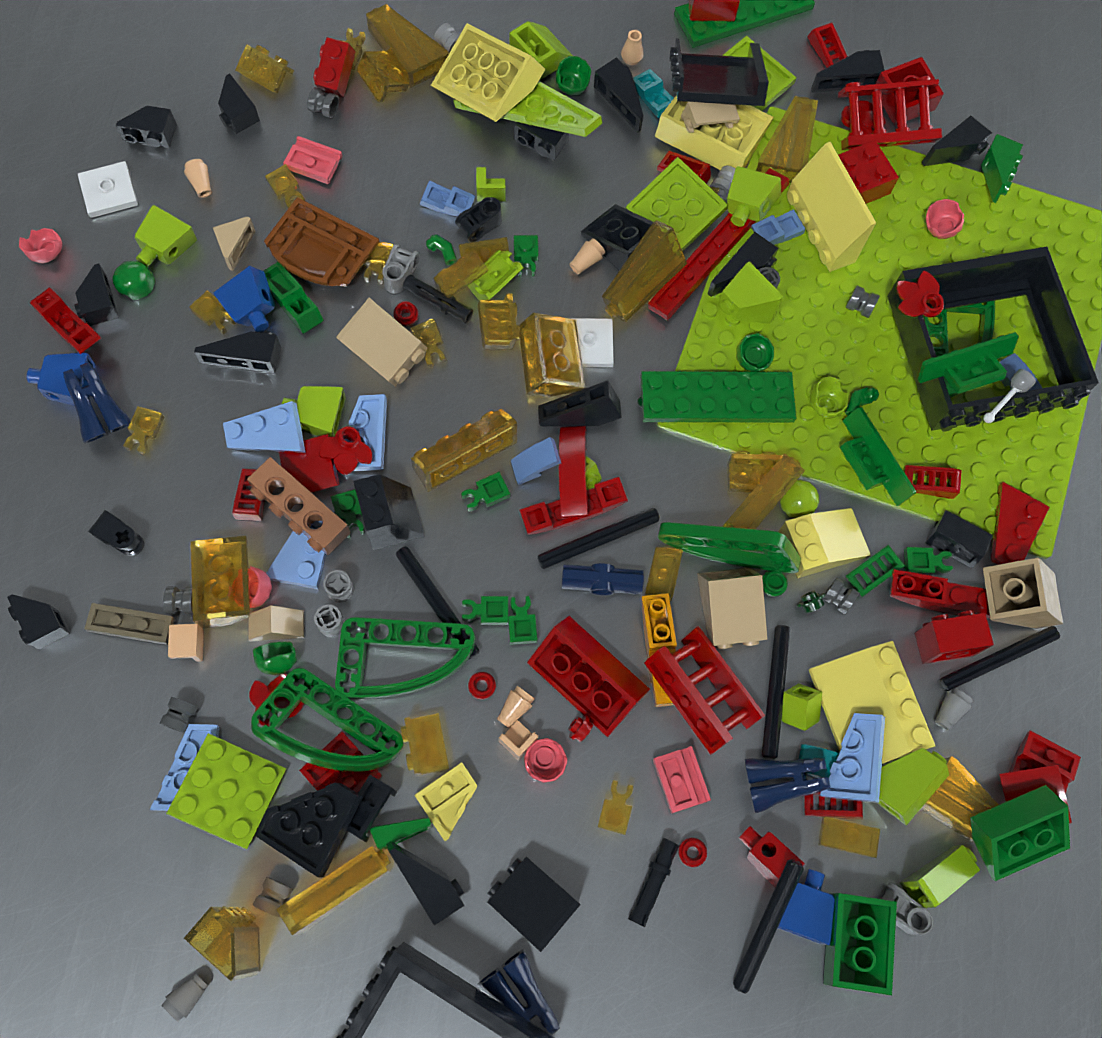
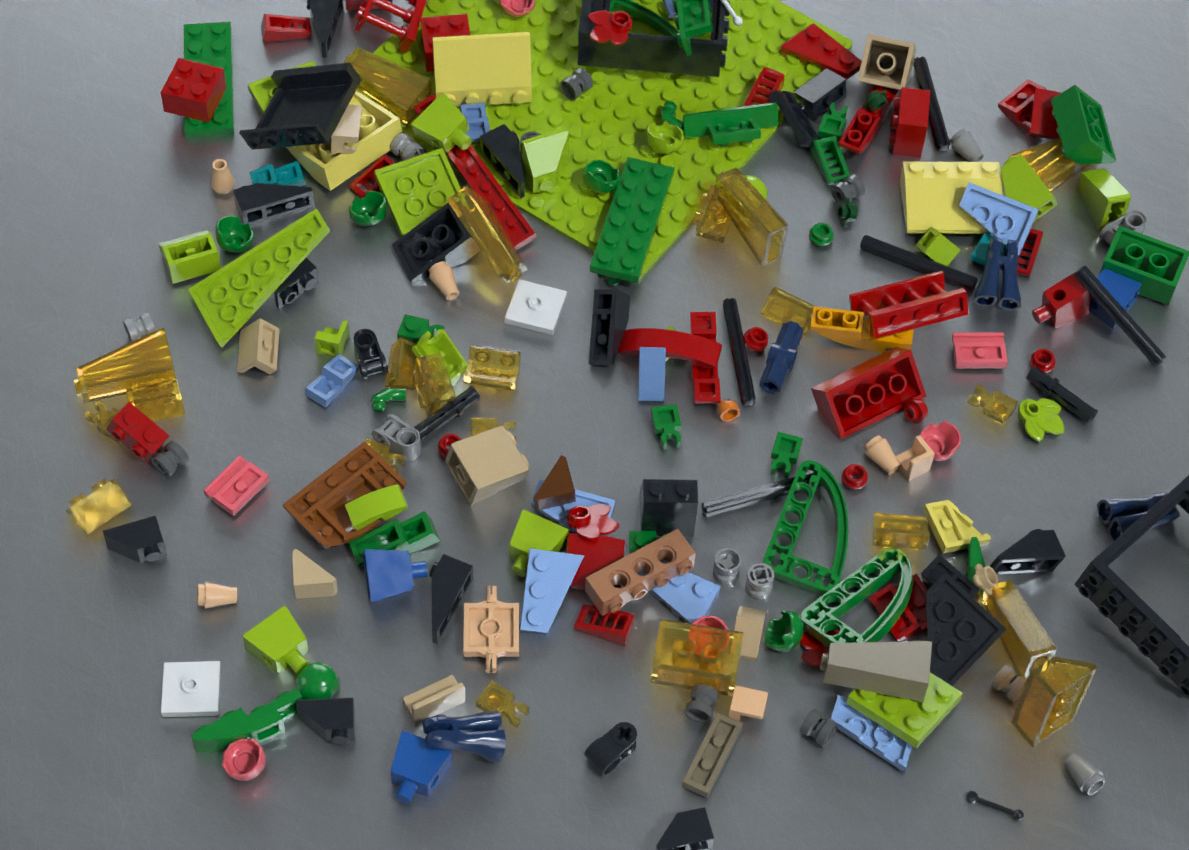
camera: 70 degrees left, 15 degrees down
(64, 321) = (353, 753): red slope -> none
(77, 239) = (260, 724): none -> green slope
(138, 374) = (434, 699): none -> tan panel
(140, 885) = (972, 797): none -> black hinge
(148, 126) = (132, 626): black slope -> none
(210, 310) = (383, 619): clear yellow plate -> none
(217, 399) = (491, 629): none -> light nougat plate
(239, 759) = (880, 667): none -> dark tan slope
(284, 184) = (257, 517): clear yellow plate -> none
(307, 265) = (378, 504): none -> lime slope
(374, 409) = (556, 488): none -> reddish brown slope
(374, 847) = (985, 578): none -> tan plate
(462, 135) = (258, 347): none -> tan panel
(465, 449) = (619, 426): clear yellow slope -> none
(487, 73) = (208, 300): light yellow slope -> none
(522, 544) = (728, 410): none -> orange hinge
(522, 626) = (808, 428): green plate -> none
(532, 902) = (1064, 479): black slope -> none
(551, 355) = (545, 335): clear yellow slope -> none
(614, 869) = (1042, 418): none -> lime plate
(624, 549) = (756, 338): none -> red plate
(641, 170) = (368, 210): none -> green hair
(728, 543) = (787, 243): green beam -> none
(733, 606) = (834, 265): tan slope -> none
(825, 540) = (795, 189): light yellow slope -> none
(849, 837) = (1055, 251): clear yellow plate -> none
(866, 116) = (371, 34): red plate -> none
(913, 519) = (794, 117): none -> black plate
(962, 592) = (876, 100): none -> dark green plate

